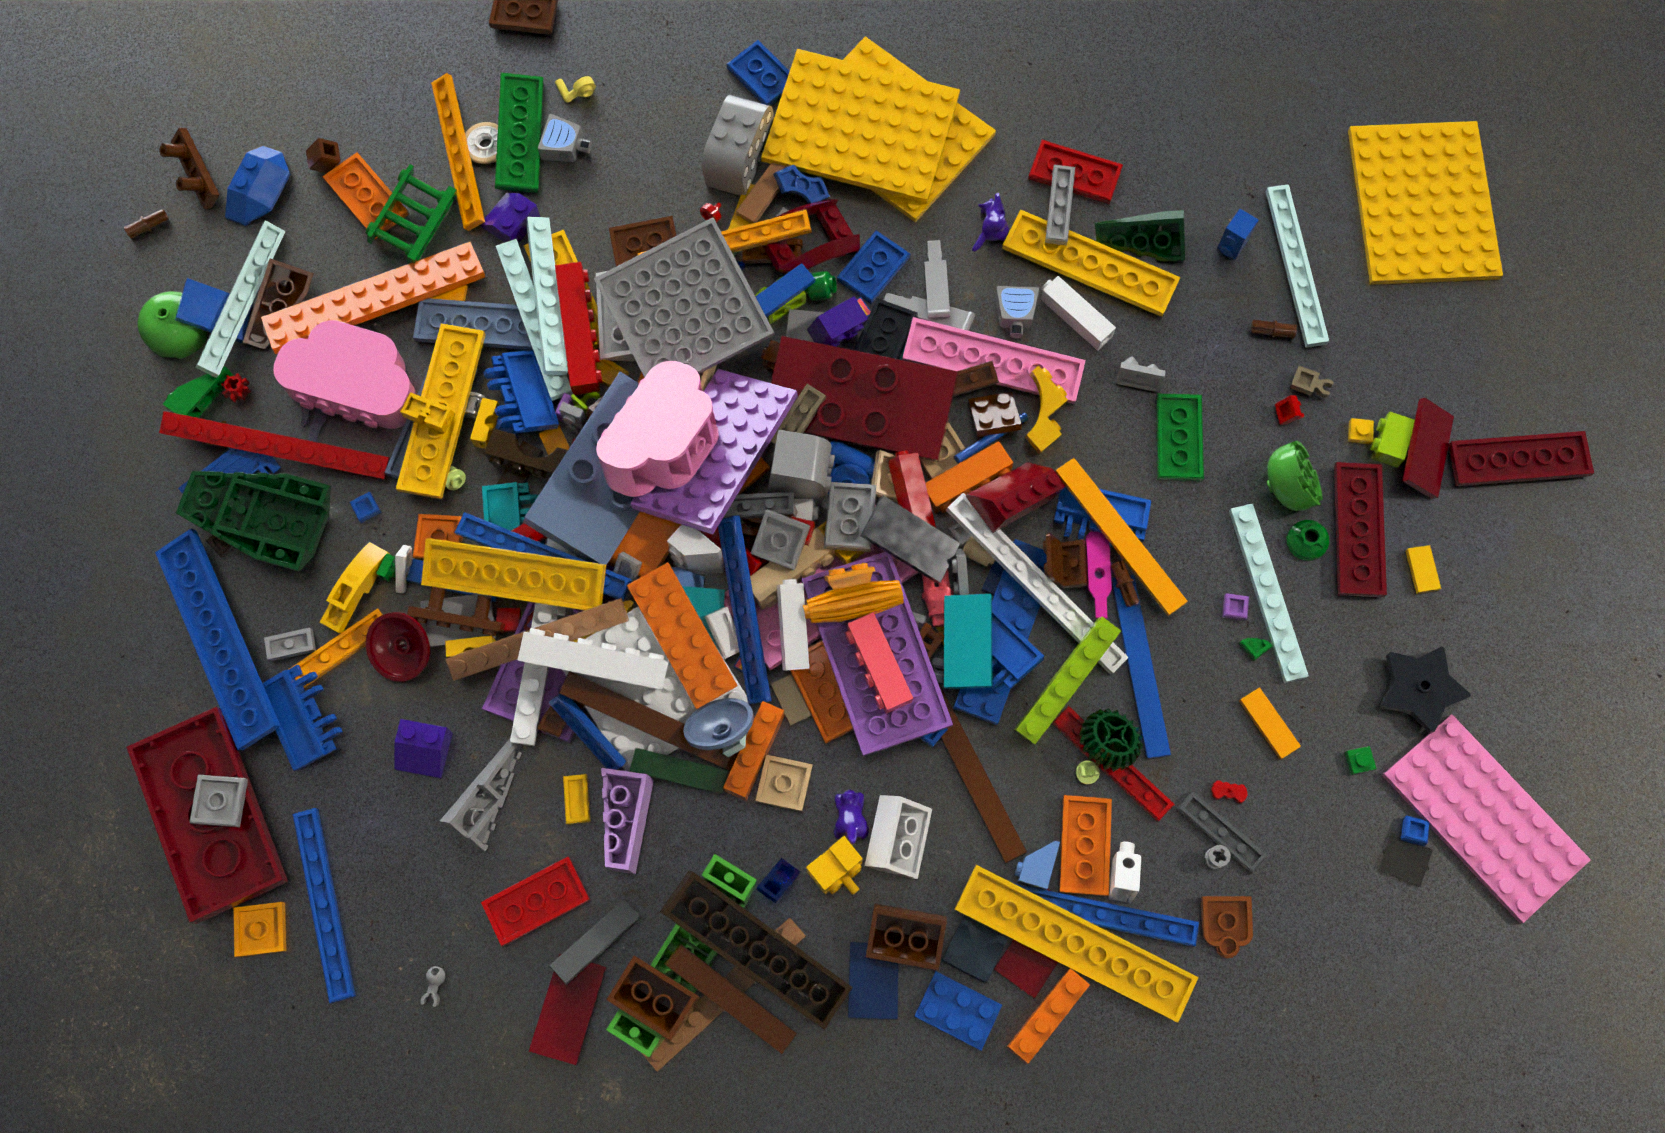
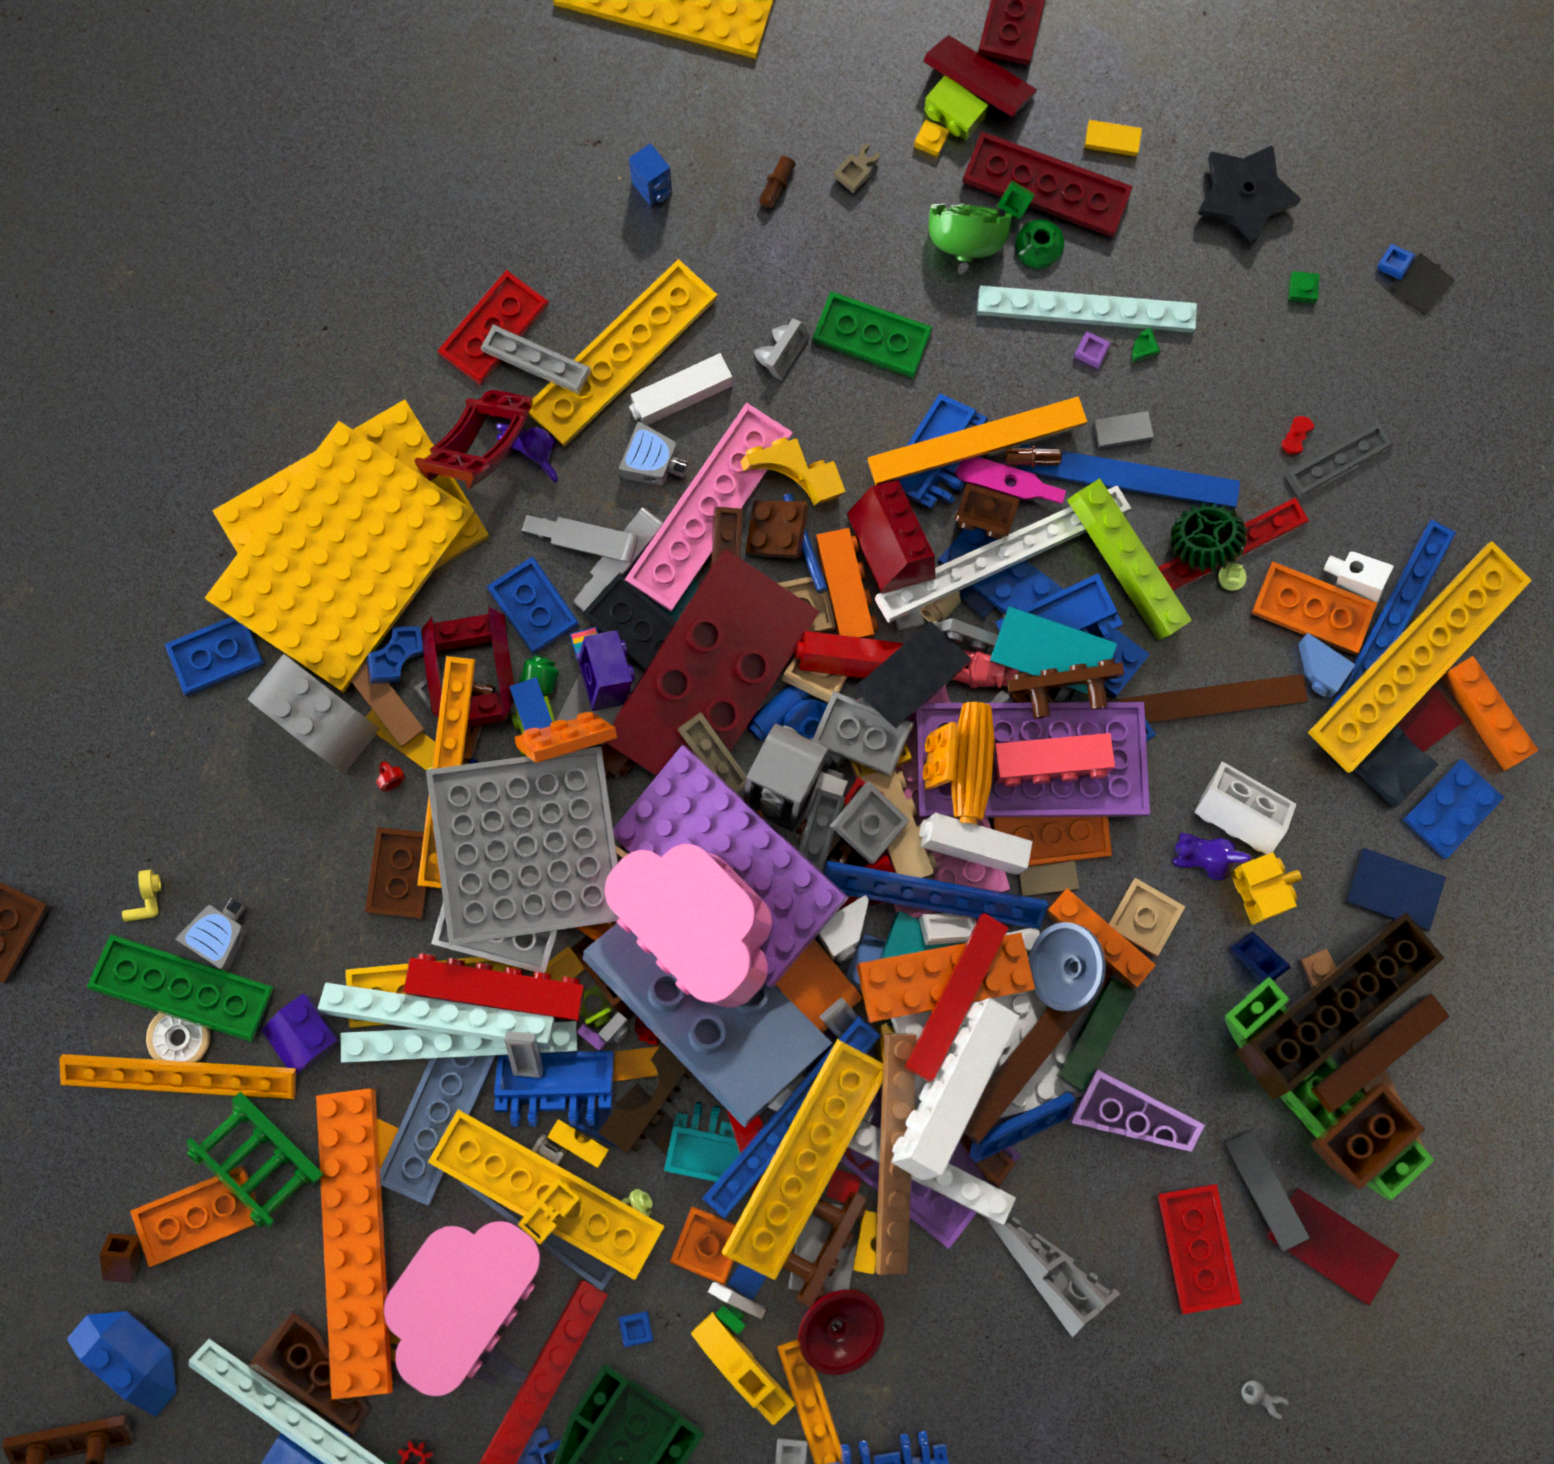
camera: 75 degrees left, 5 degrees up
(421, 748) = (974, 1337): dark purple slope -> none
(535, 360) = (524, 1054): none -> light grey tile
(576, 799) = (1090, 1166): yellow tile -> none
(666, 643) = (956, 997): none -> red tile
(773, 306) = (565, 737): none -> orange plate
(906, 936) = (1362, 835): reddish brown slope -> none
(934, 635) = (1079, 674): none -> reddish brown plate
(962, 170) = (449, 454): none -> dark red wedge
(1151, 235) = (611, 269): dark green wedge -> none
(1178, 650) = (1123, 429): none -> light grey tile
(1224, 856) = (1369, 465): light grey bush -> none
(1227, 923) = (1439, 490): dark orange plate -> none
(1269, 723) = (1235, 364): light orange tile -> none
(1289, 410) = (883, 204): red tile -> none
(1297, 266) = (707, 126): light aqua plate -> none
(1333, 505) = (1016, 200): none -> green plate
(1486, 818) = (1402, 186): bright pink plate -> none

